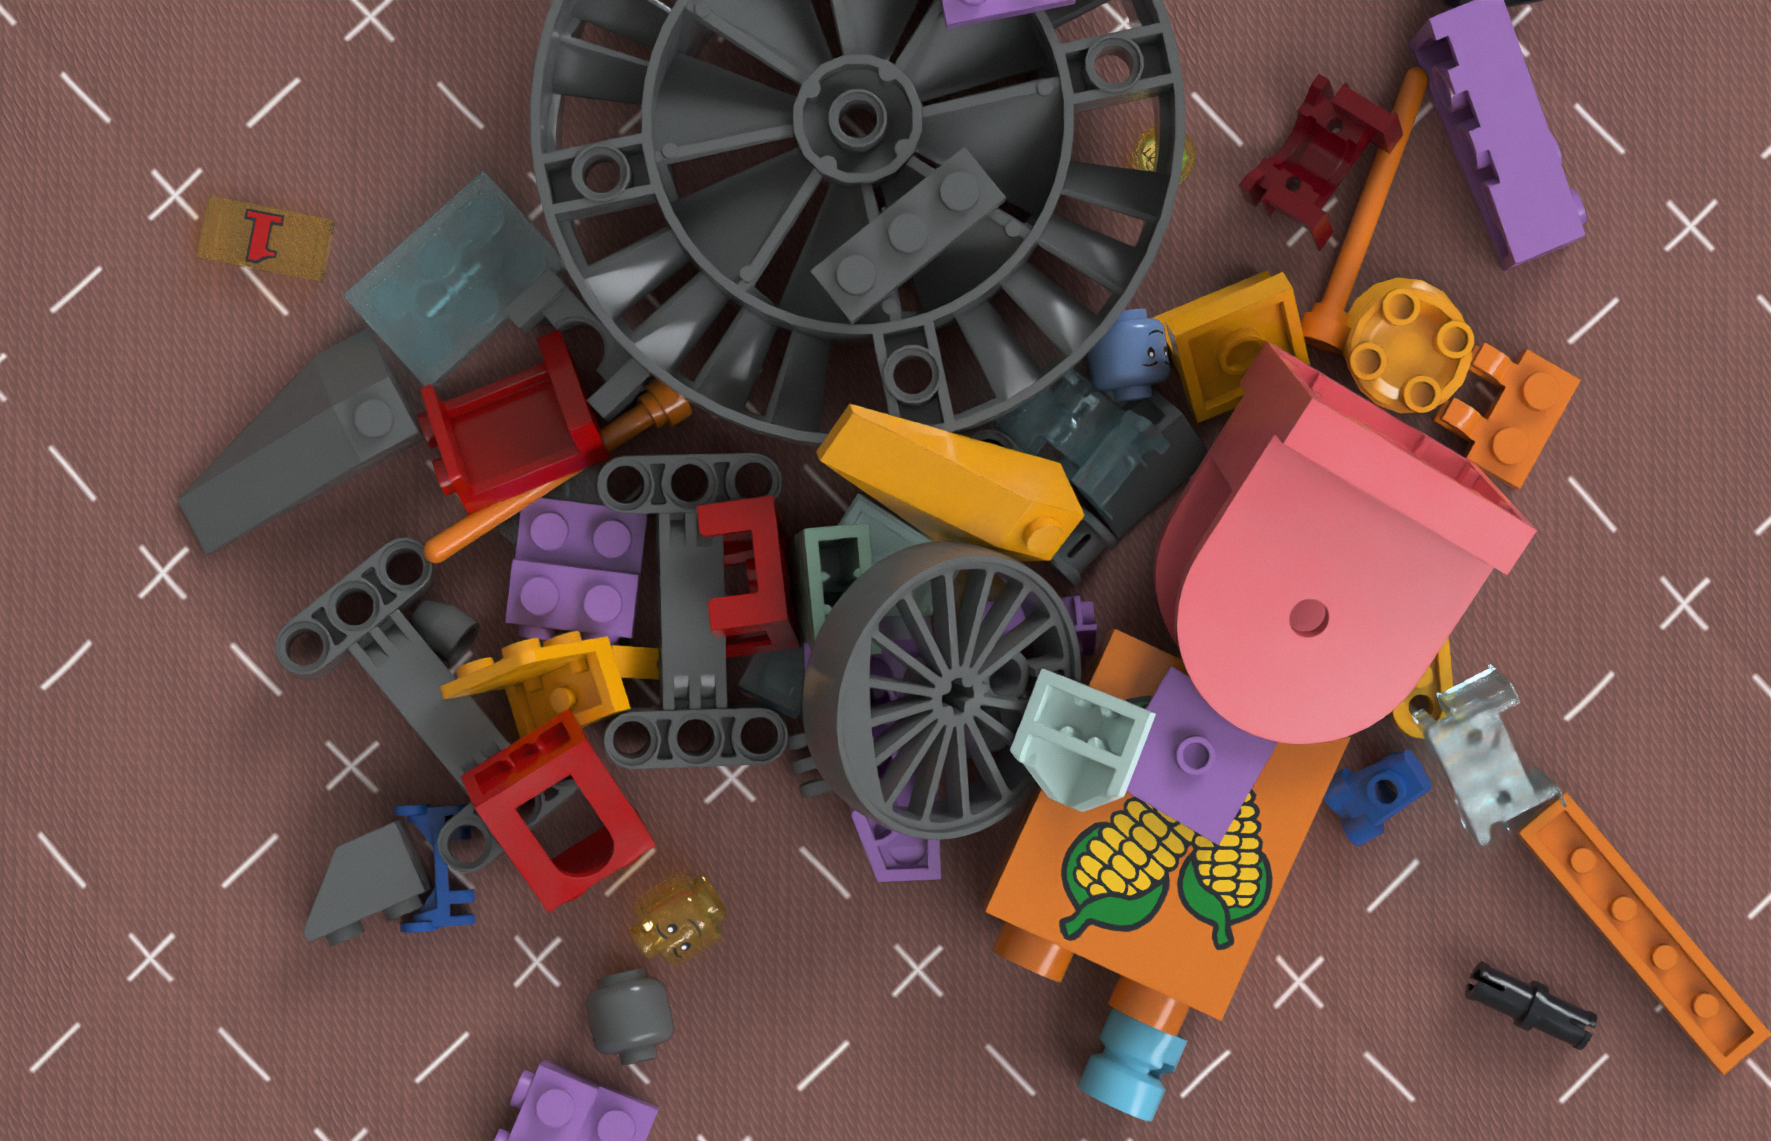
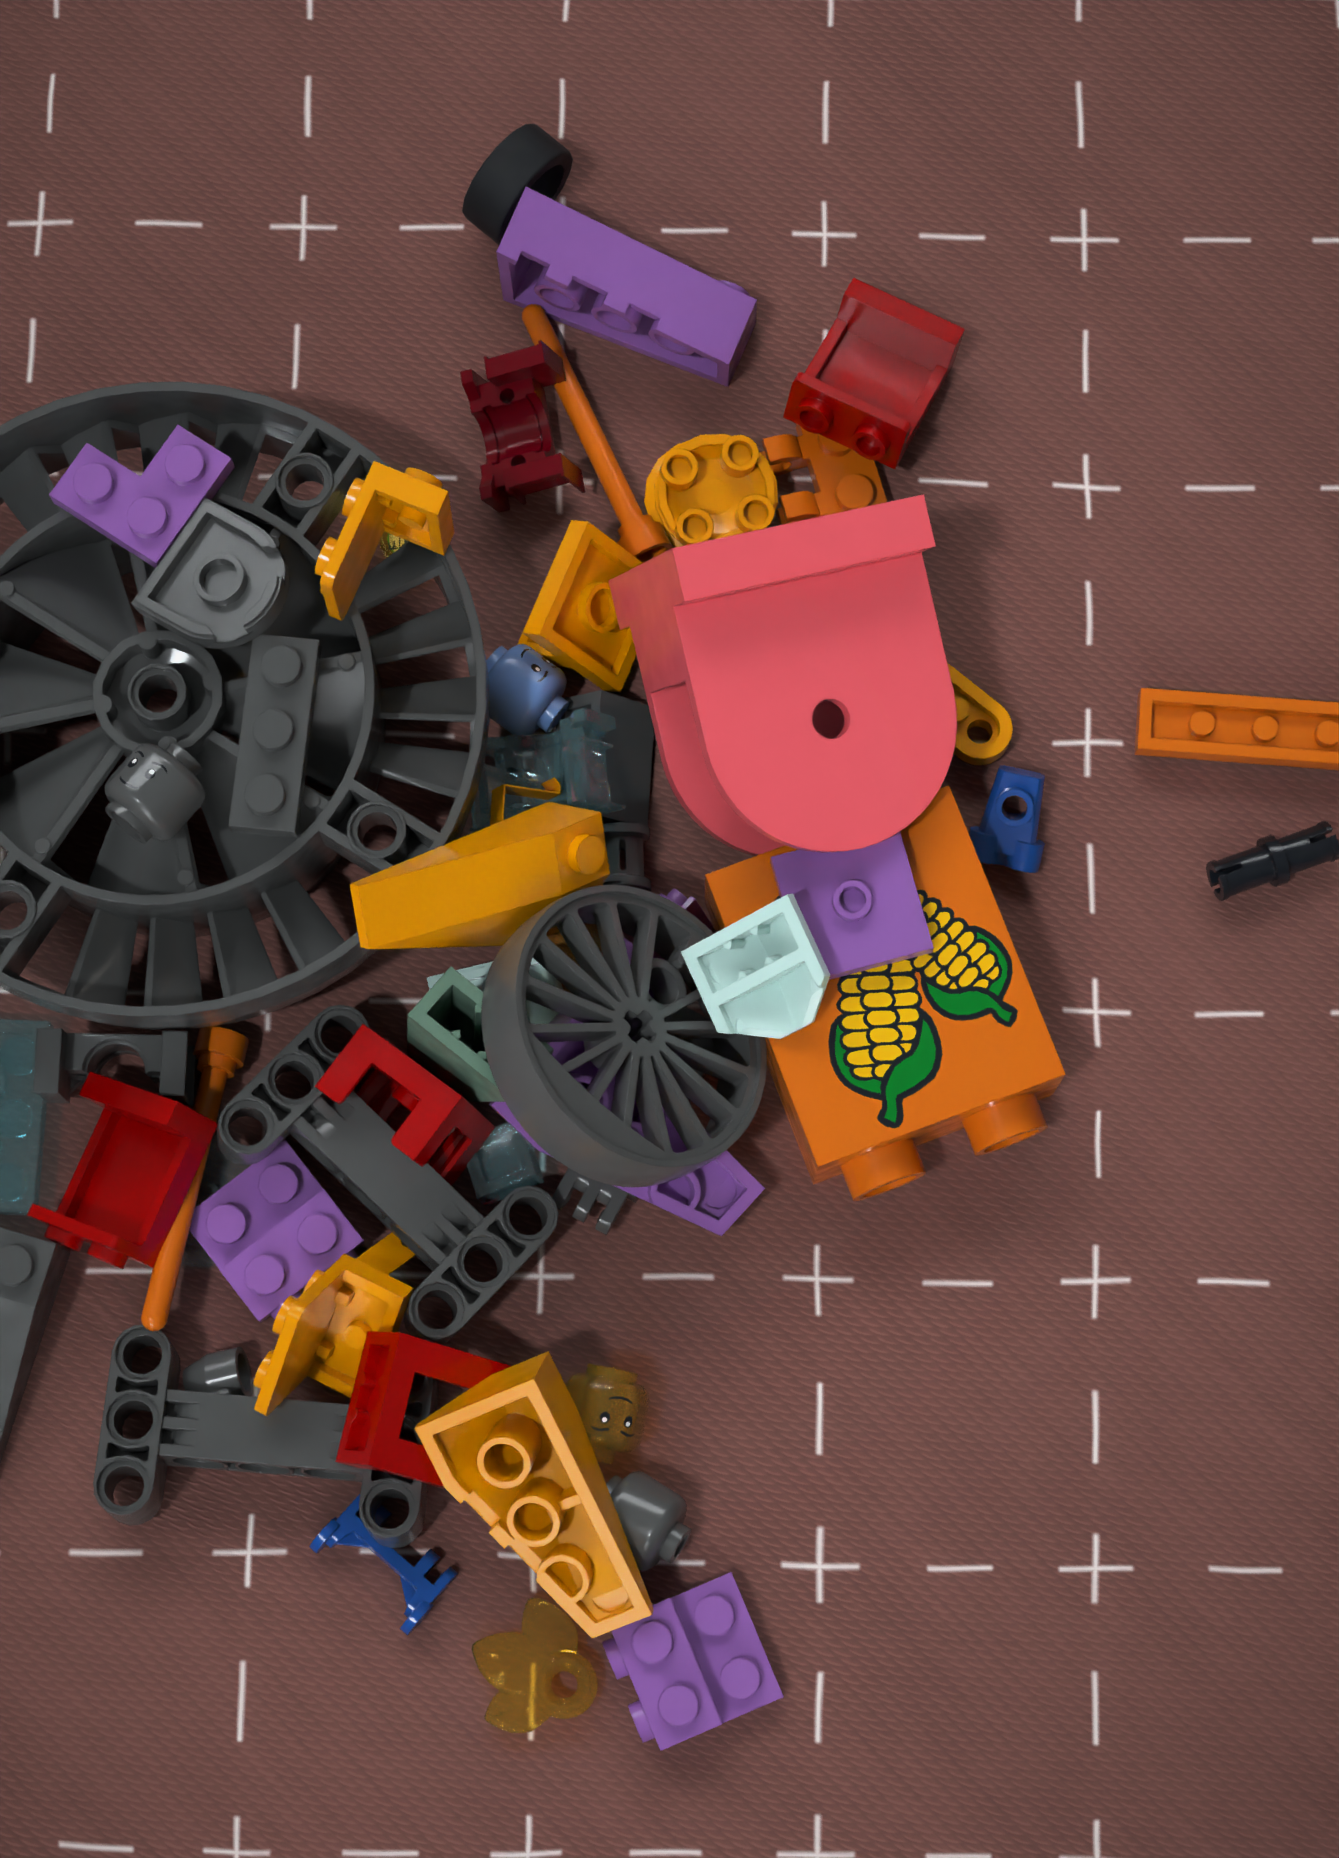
camera: 40 degrees left, 10 degrees down
(365, 878) = (341, 1621): dark grey slope -> none
(462, 1031) = (526, 1665): none -> clear yellow plate
(584, 914) = (533, 1477): none -> light orange wedge
(781, 196) = (154, 792): none -> dark grey head
(977, 81) = (217, 581): none -> dark grey tile
(1027, 424) = (551, 786): none -> light orange piece
(1131, 1065) = (1037, 1182): medium azure wheel -> none
(1163, 166) = (388, 501): none -> light orange bracket
(1483, 763) = (1061, 717): clear light blue piece -> none
(1613, 374) = (874, 374): none -> red panel

